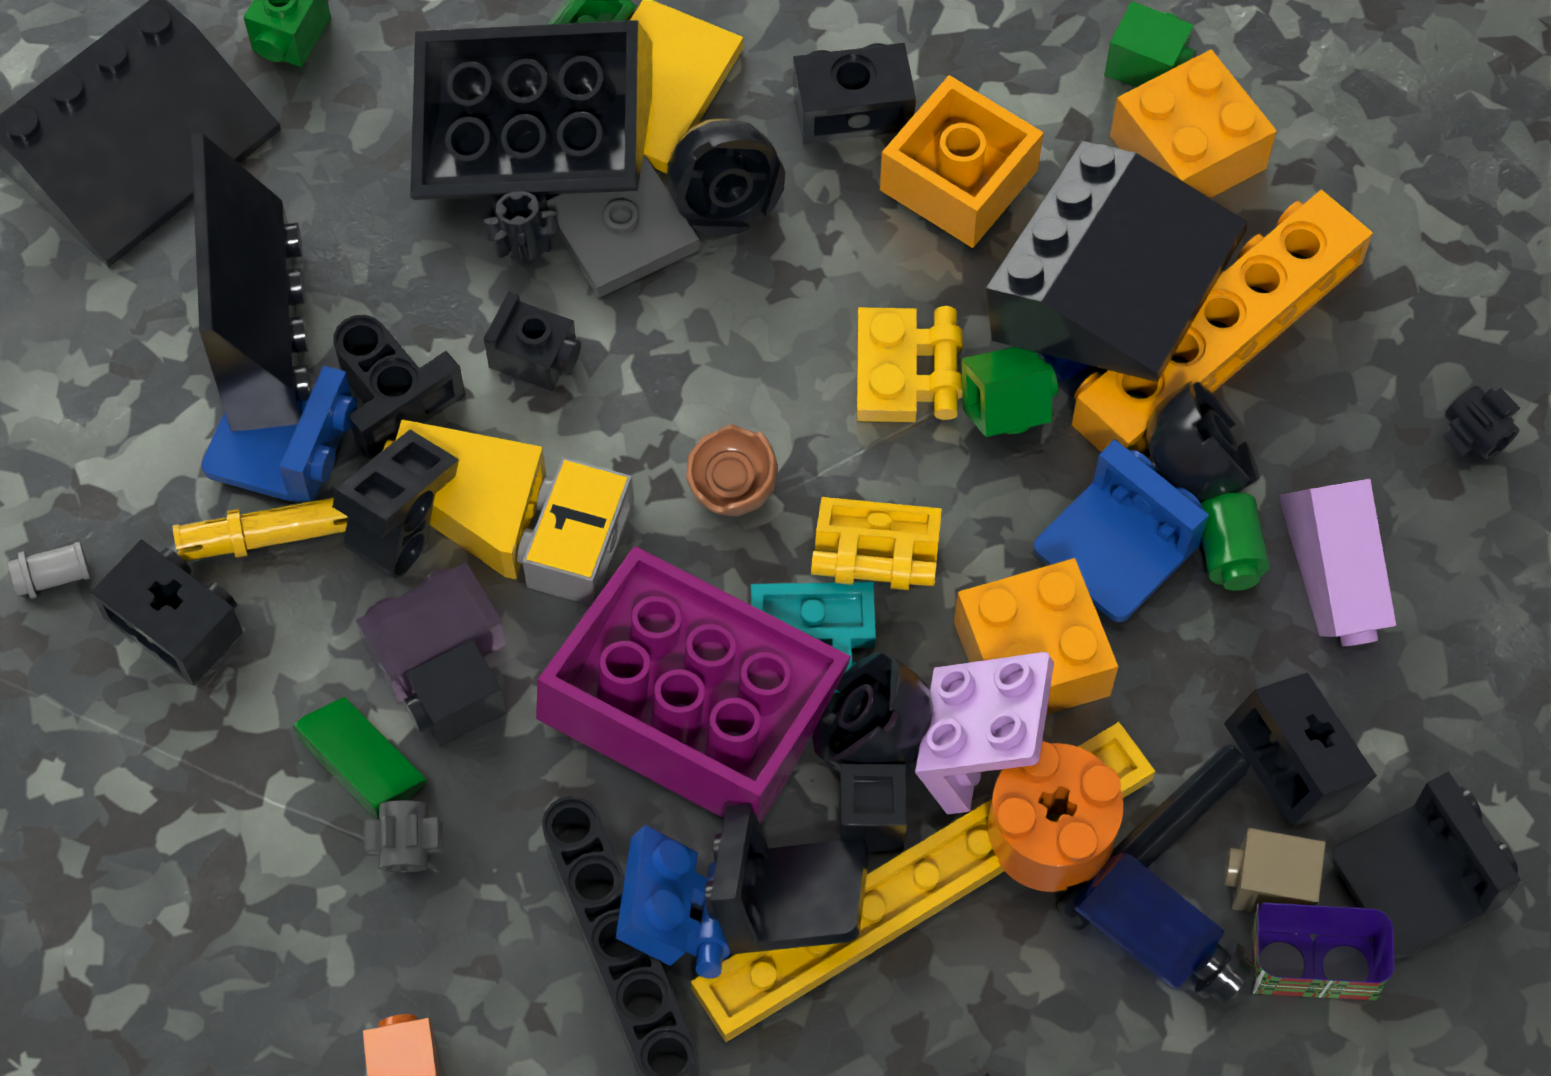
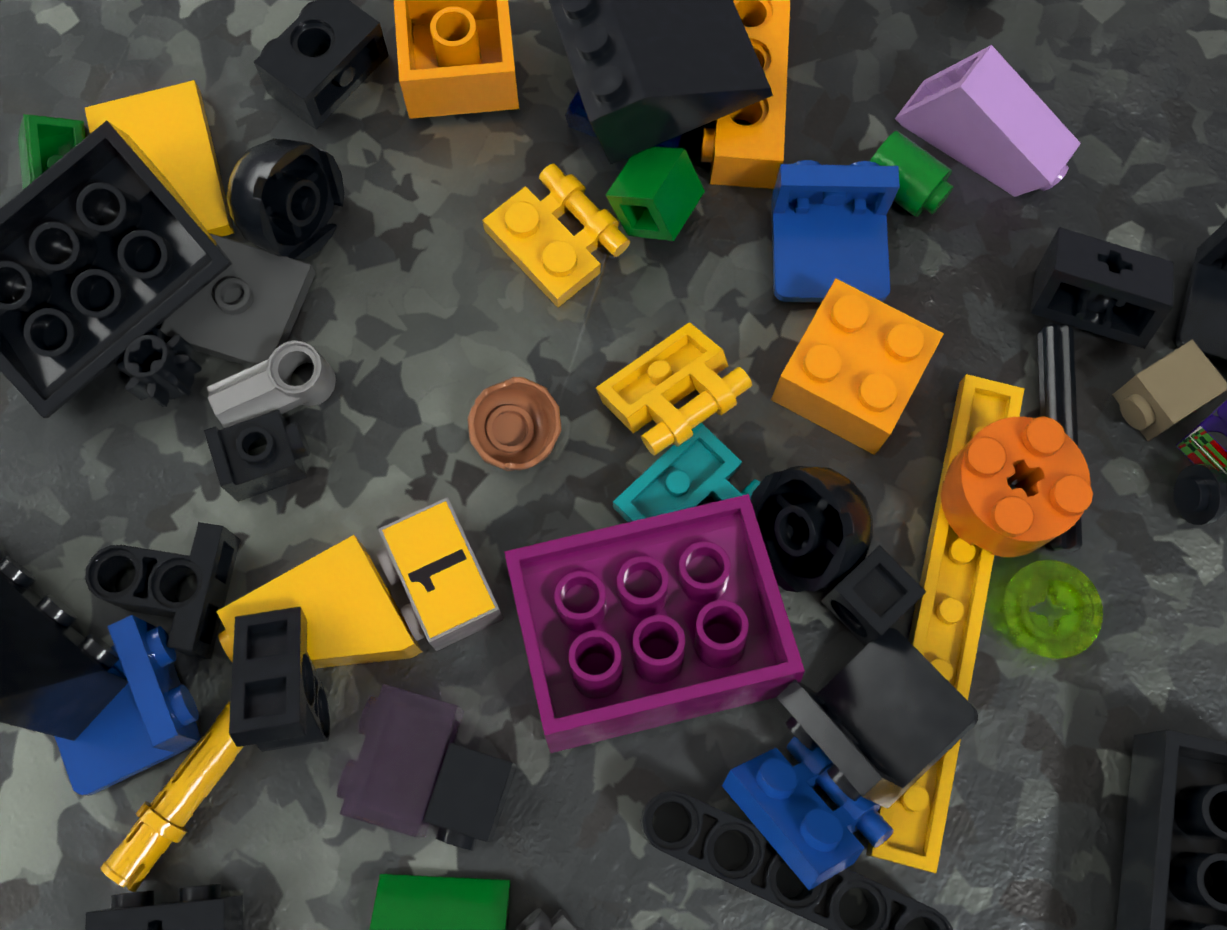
camera: 45 degrees left, 10 degrees up
(587, 301) = (269, 385): none -> light grey piece
(982, 721) = (907, 457): lavender bracket -> none
(1011, 921) = (1068, 589): none -> clear neon green gear
(1149, 919) = (1132, 502): clear blue slope -> none
(1195, 447) = (829, 125): black cylinder -> none

